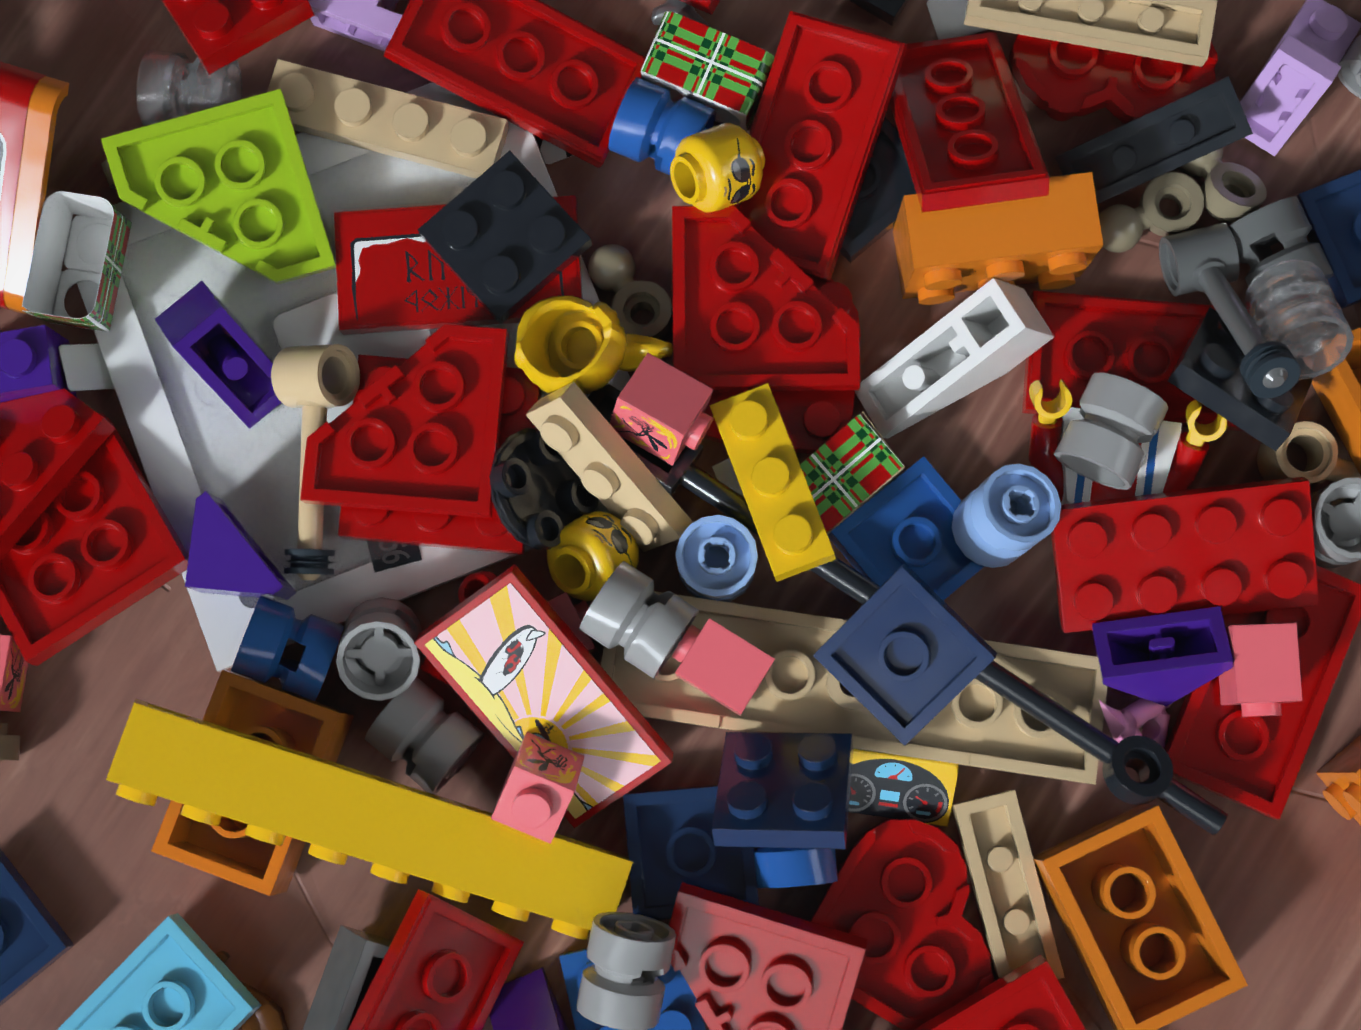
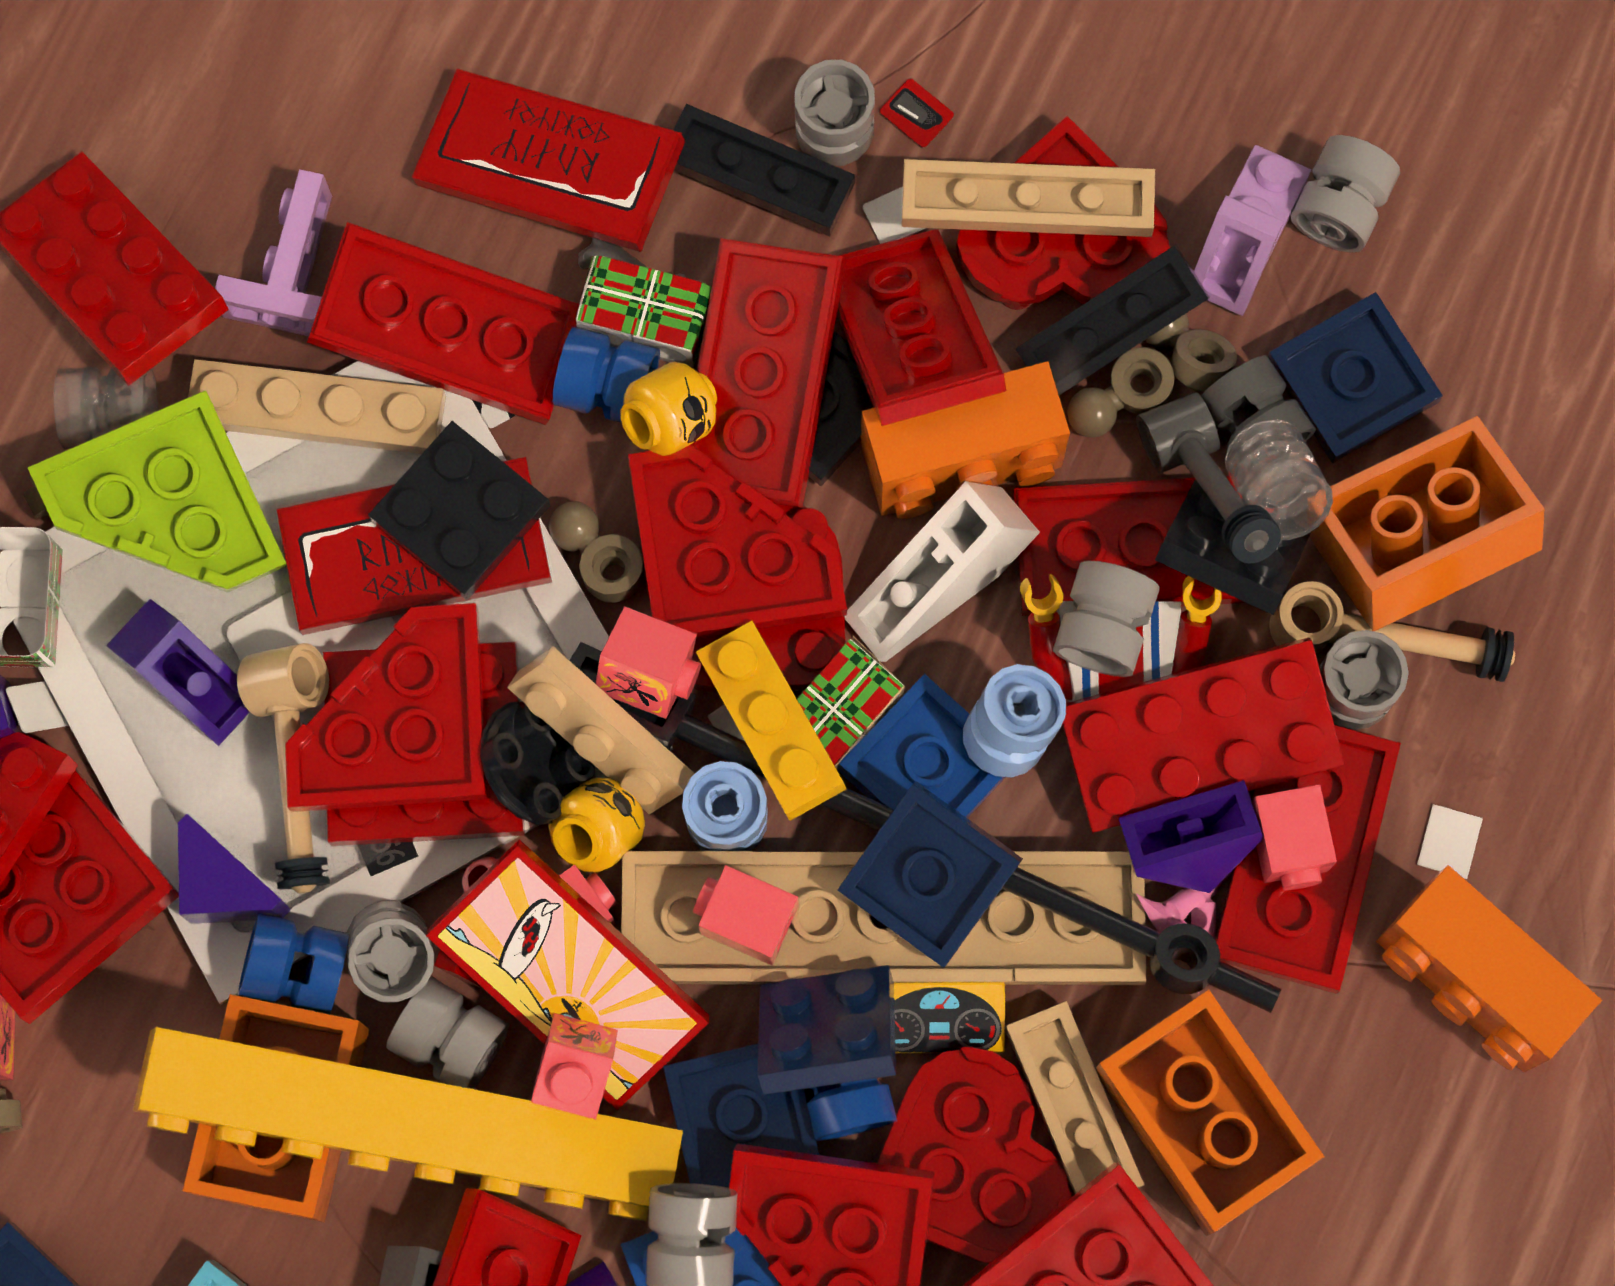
camera: 15 degrees left, 5 degrees down
(578, 343) = (551, 606): yellow hair -> none
(638, 619) = (653, 879): light grey wheel -> none

